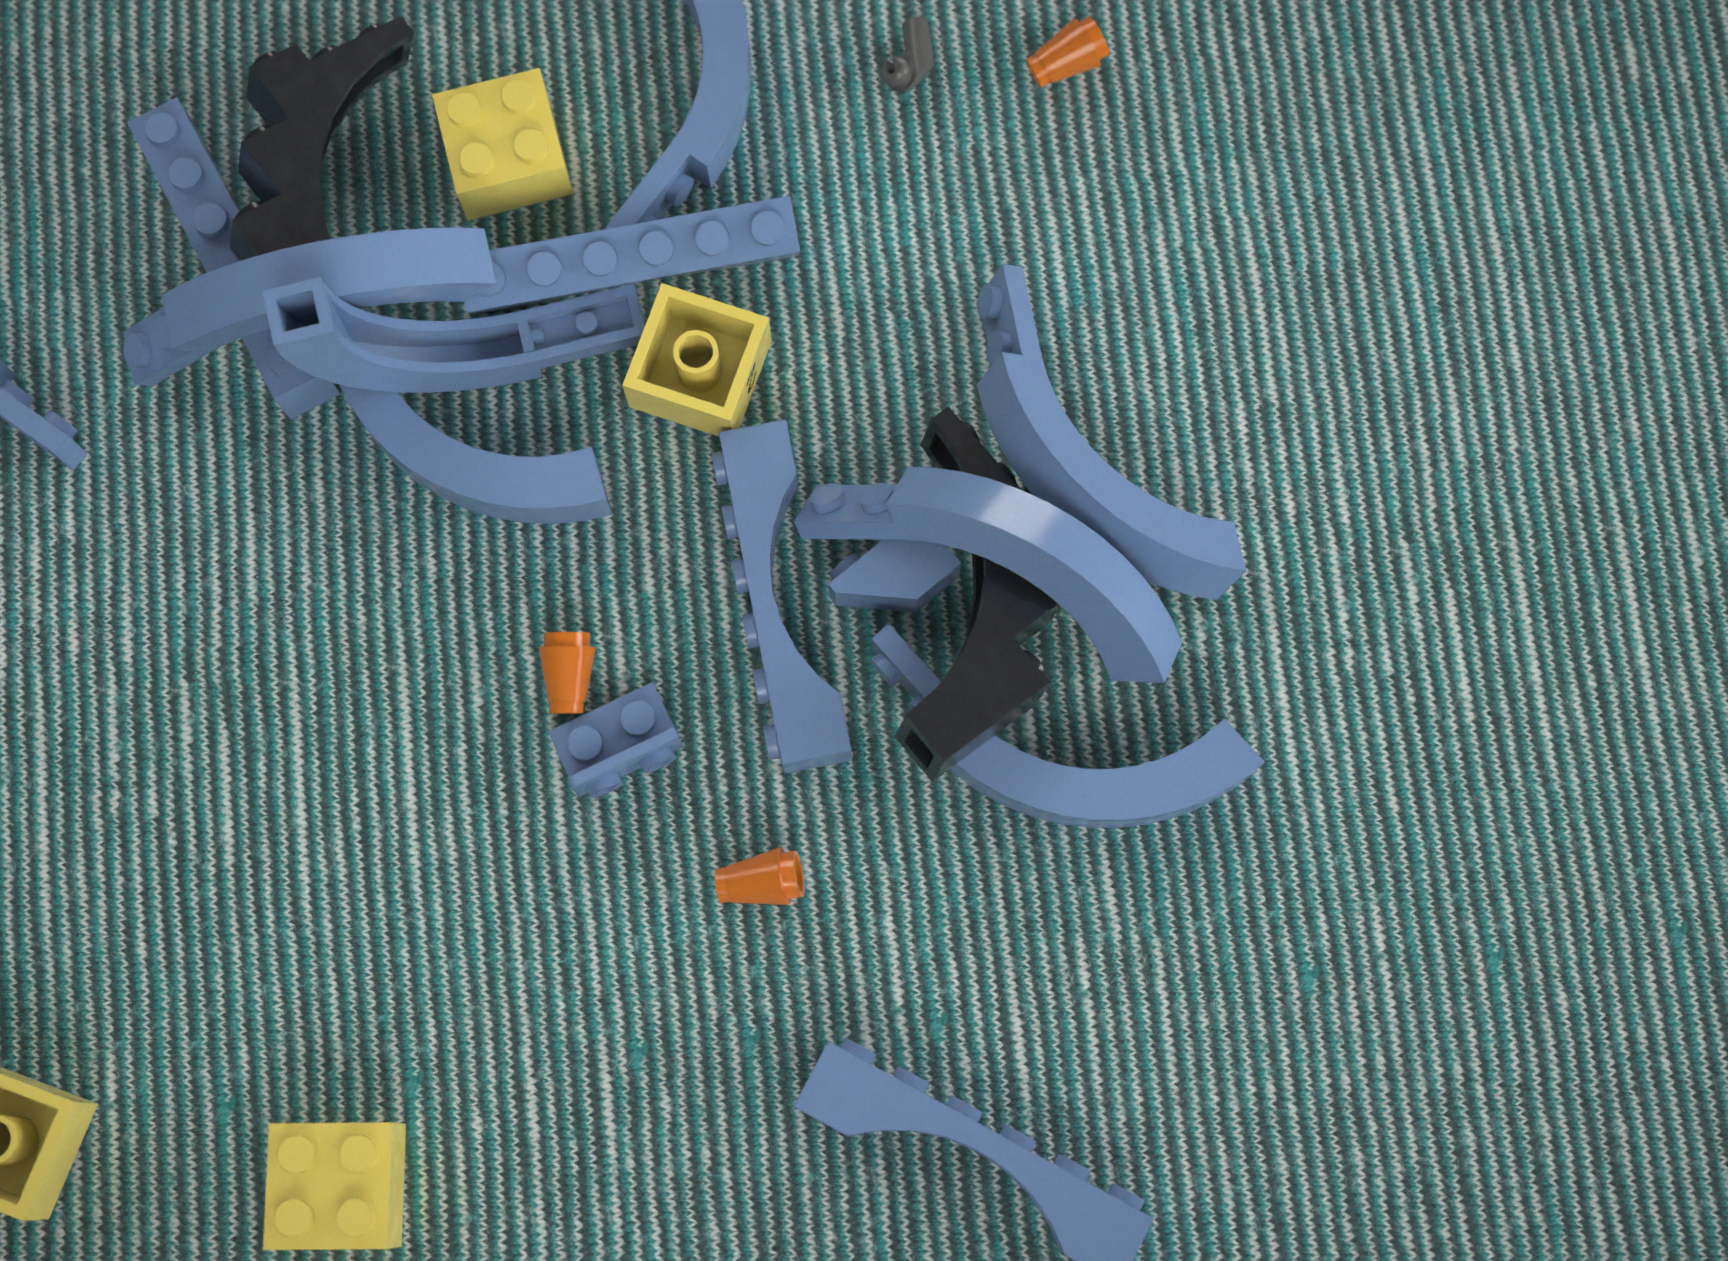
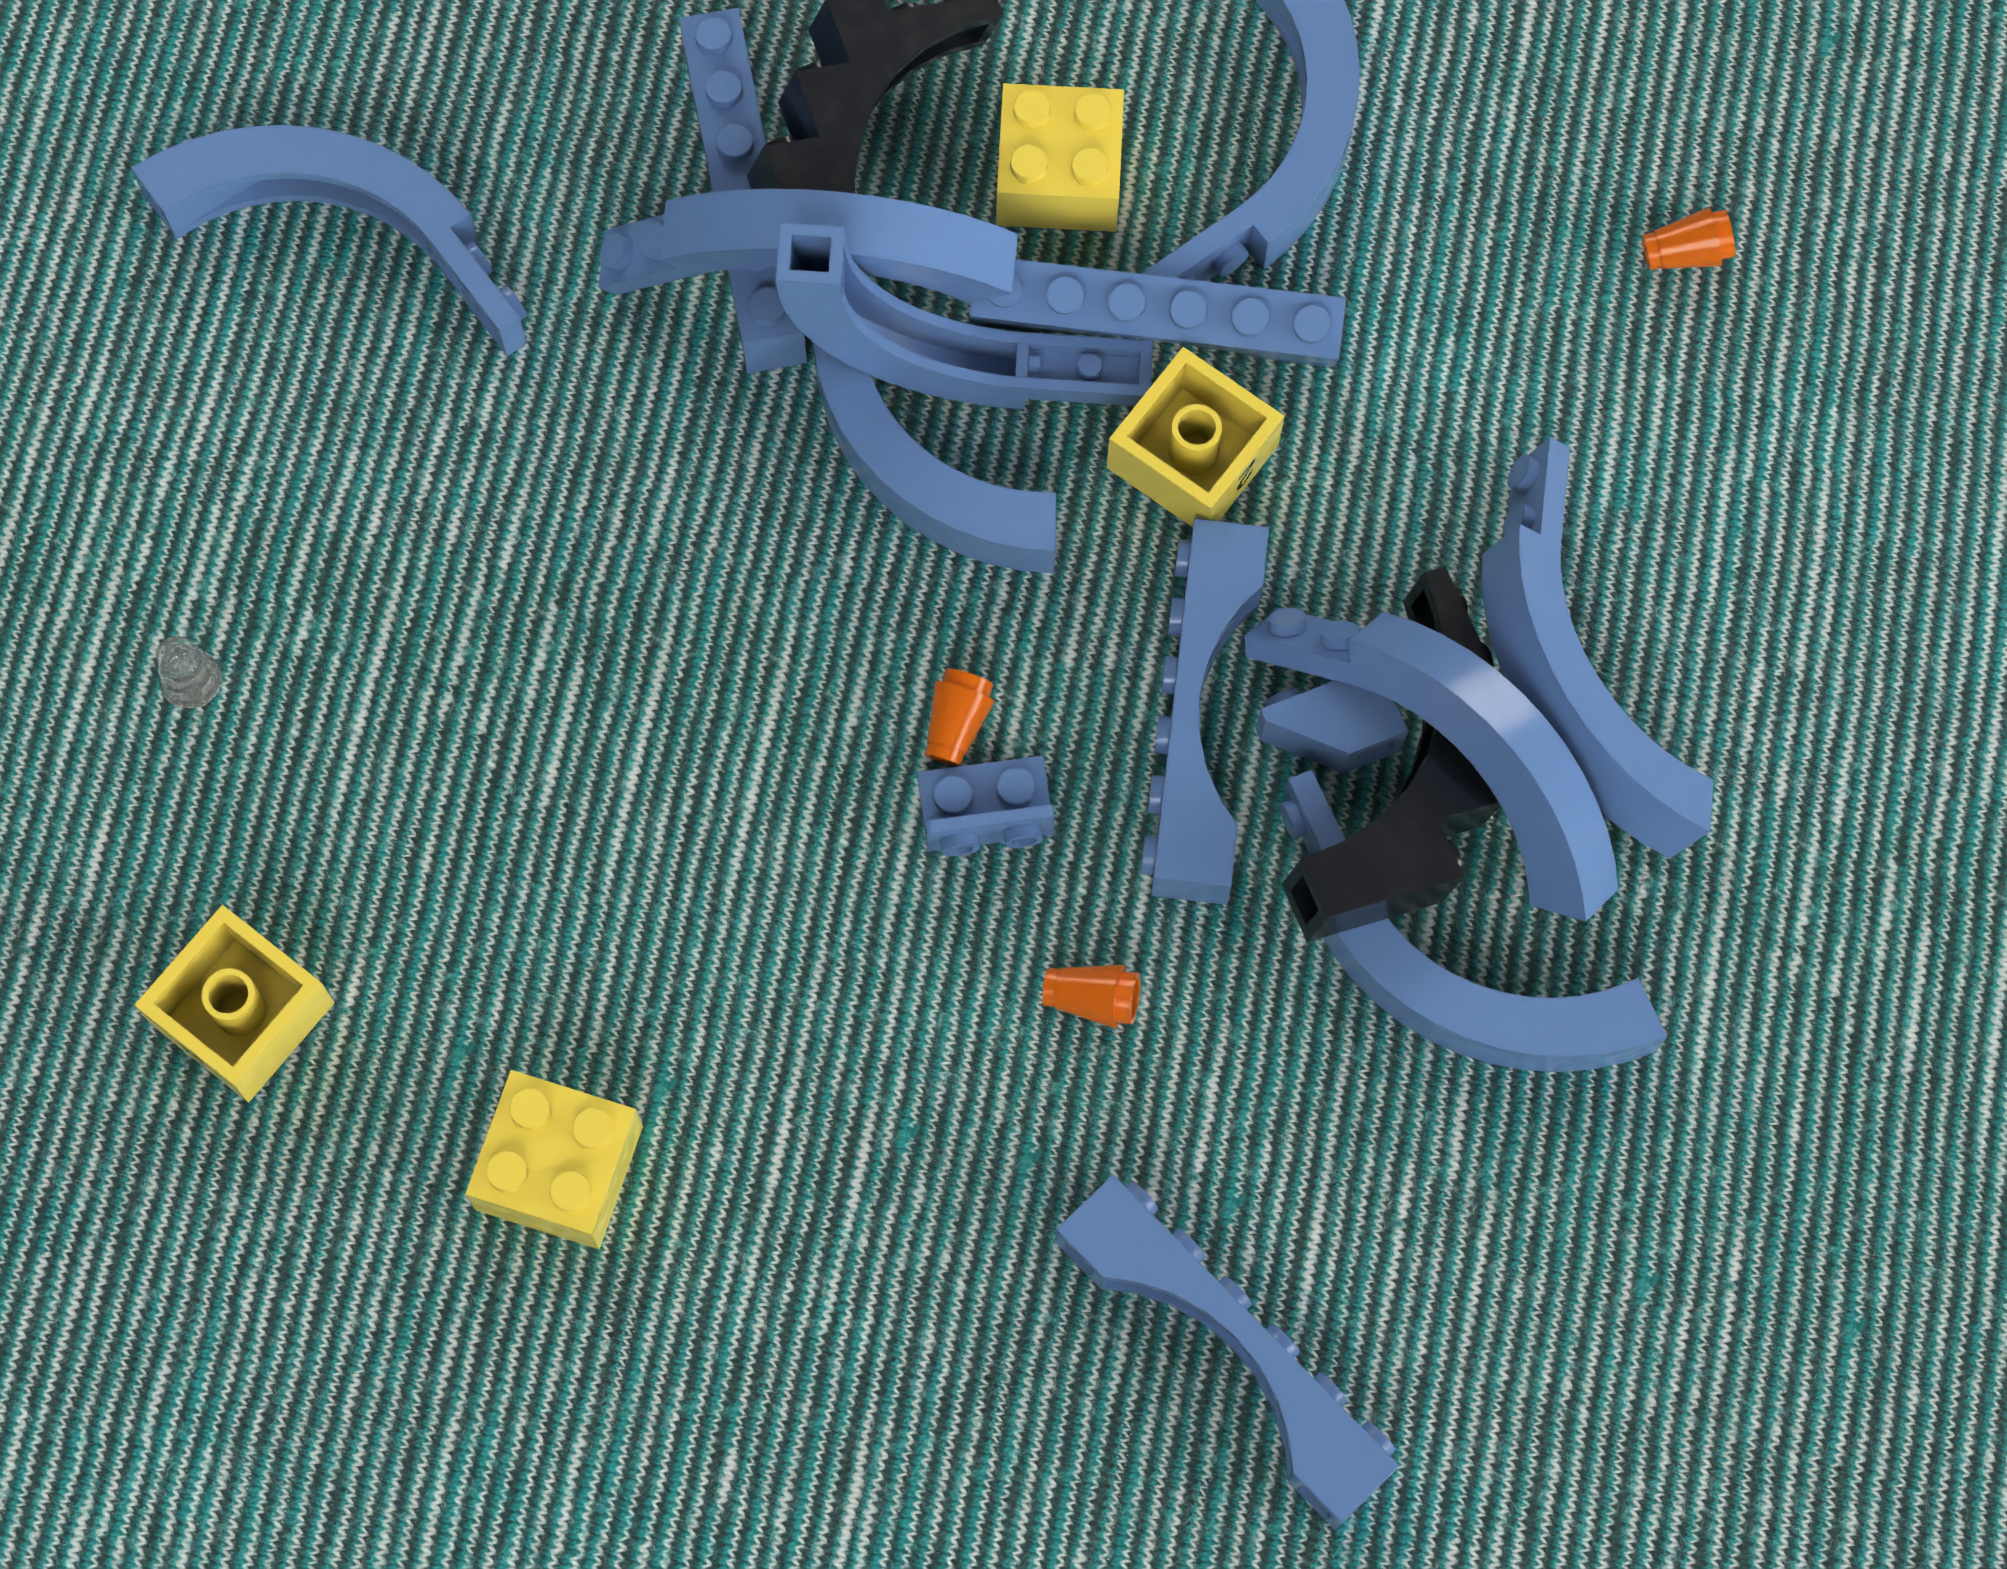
camera: 15 degrees right, 5 degrees down
(915, 61) = (1522, 203): dark grey arm -> none

